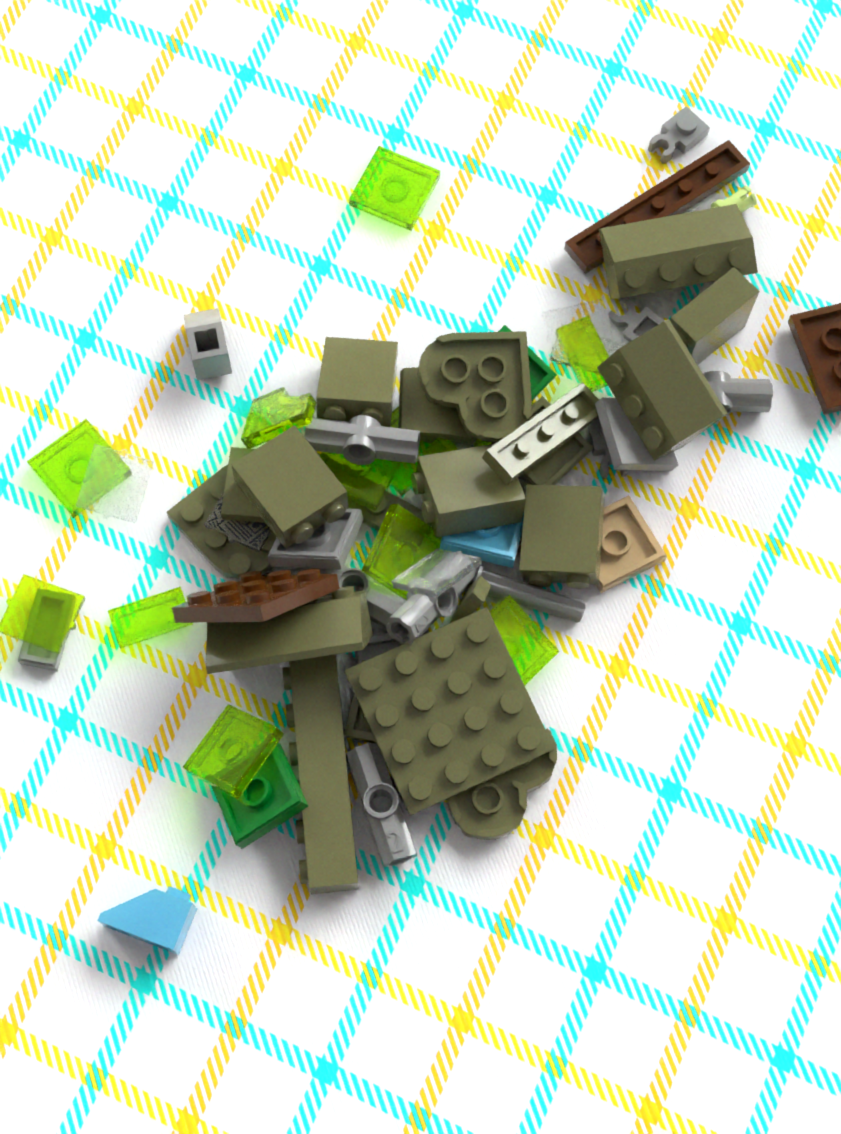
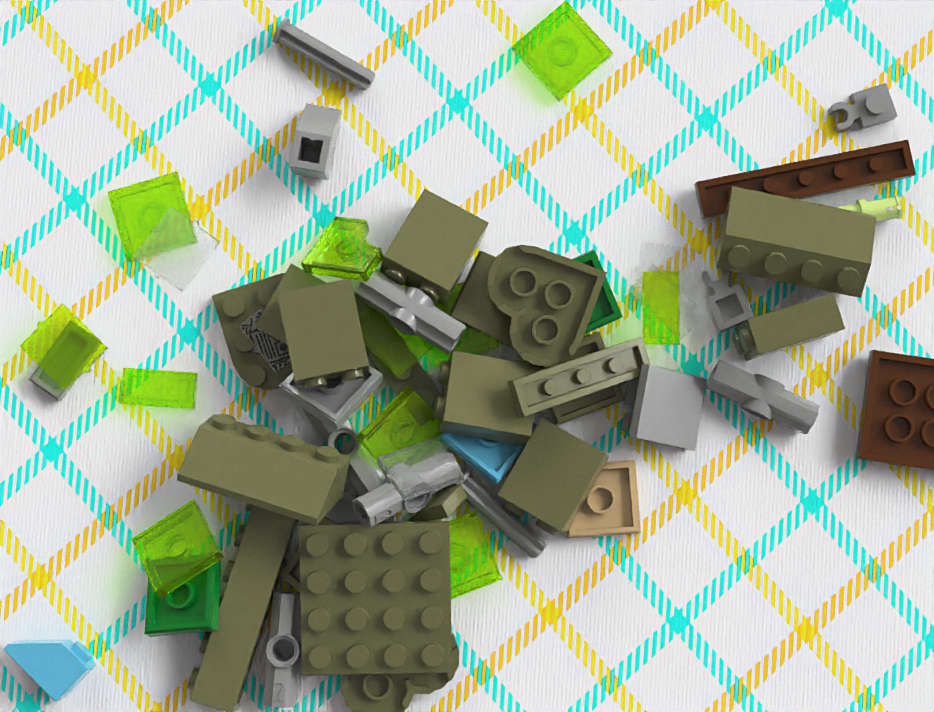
camera: 25 degrees right, 15 degrees up
(181, 270) = (323, 55): none -> light grey axle
(255, 597) = (246, 431): reddish brown plate -> none
(662, 390) = (706, 384): olive slope -> none

